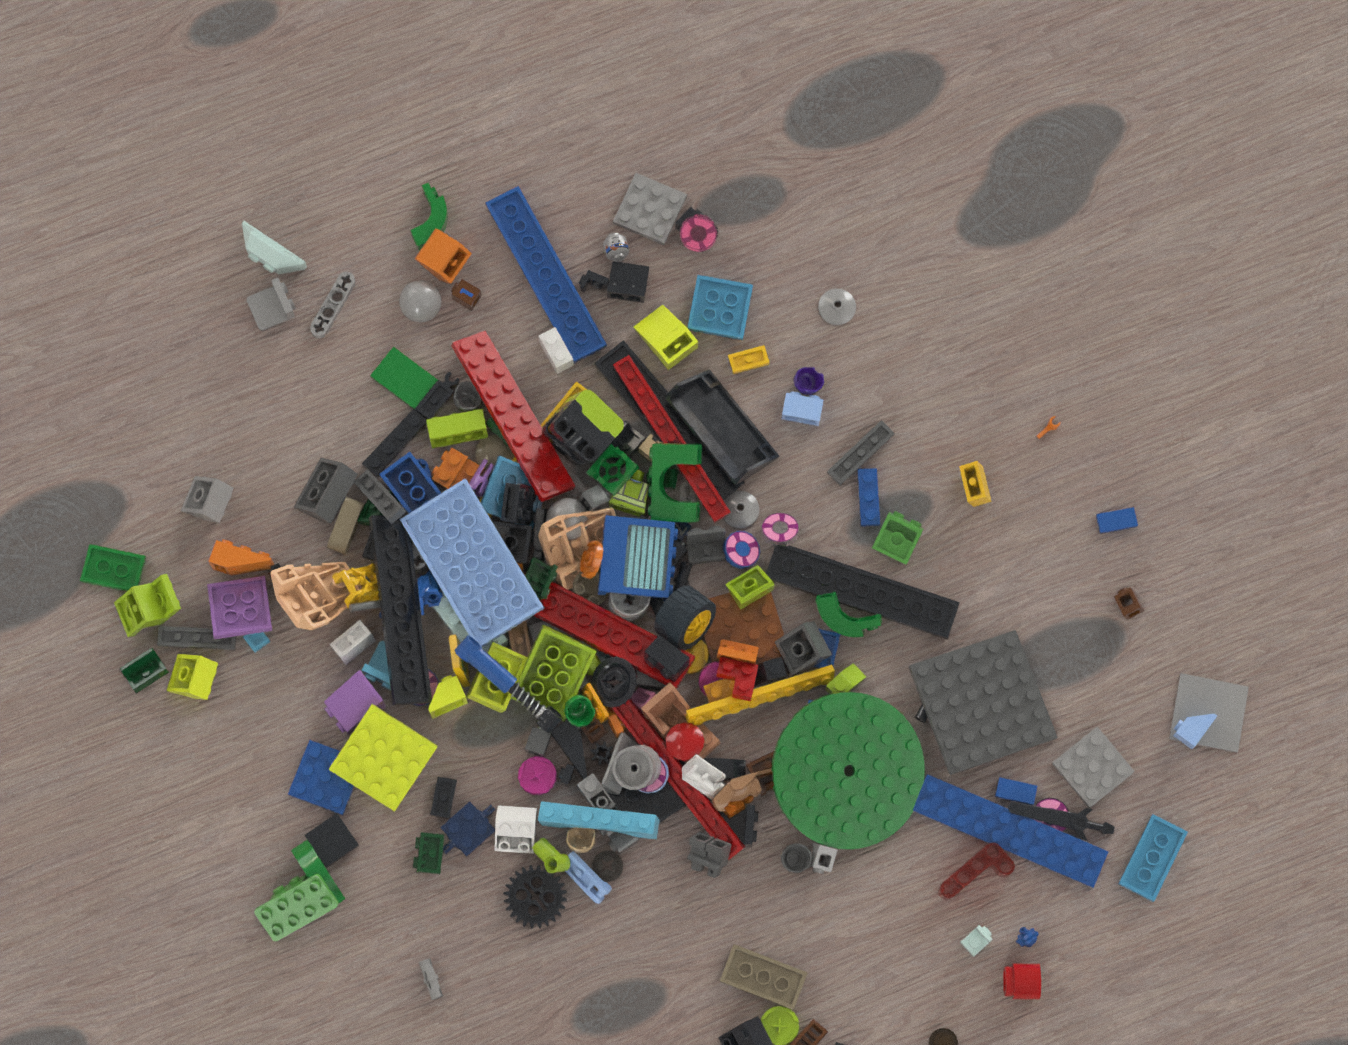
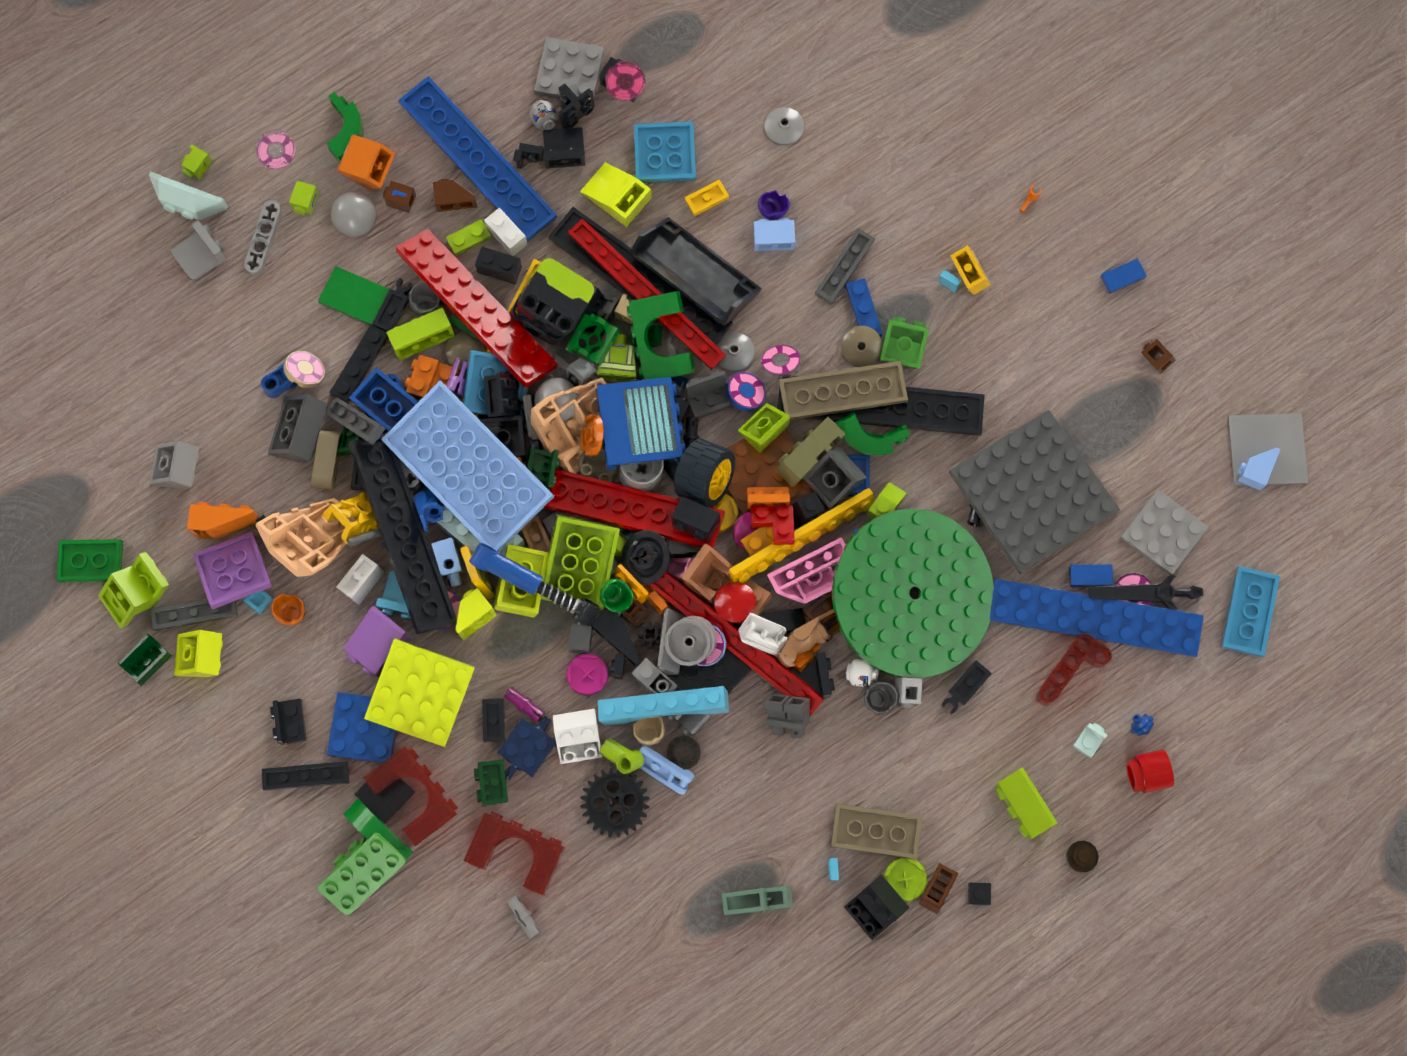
camera: 10 degrees left, 0 degrees up
(261, 756) = (288, 721): none -> black bracket
(264, 808) = (305, 776): none -> black plate
(282, 654) = (288, 609): none -> orange hair
(286, 220) = (195, 163): none -> lime brick
(321, 441) = (281, 381): none -> blue piece
(344, 437) = (304, 369): none -> tile
(362, 223) = (275, 149): none -> clear tile
(376, 866) = (438, 809): none -> clear red arch
(378, 276) = (304, 198): none -> lime brick
(421, 897) = (495, 830): none -> clear red arch
(433, 635) = (447, 551): none -> light blue torso
(474, 789) = (524, 704): none -> magenta pin
(514, 305) = (452, 196): none -> reddish brown slope
(521, 347) = (468, 237): none -> lime plate
(542, 380) = (498, 265): none -> black brick
(642, 1013) = (757, 900): none -> sand green slope
(645, 246) = (574, 107): none -> black bracket
(716, 1002) = (833, 869): none -> medium azure tile
(758, 732) = (809, 575): none -> bright pink wedge
(784, 832) = (861, 673): none -> white head
(785, 620) = (809, 452): none -> olive wedge
(830, 569) = (843, 390): none -> dark tan plate
(865, 524) = (853, 338): none -> dark tan dish
(877, 865) = (967, 685): none -> black plate
(902, 984) = (1025, 804): none -> lime slope
(954, 489) = (949, 281): none -> medium azure tile

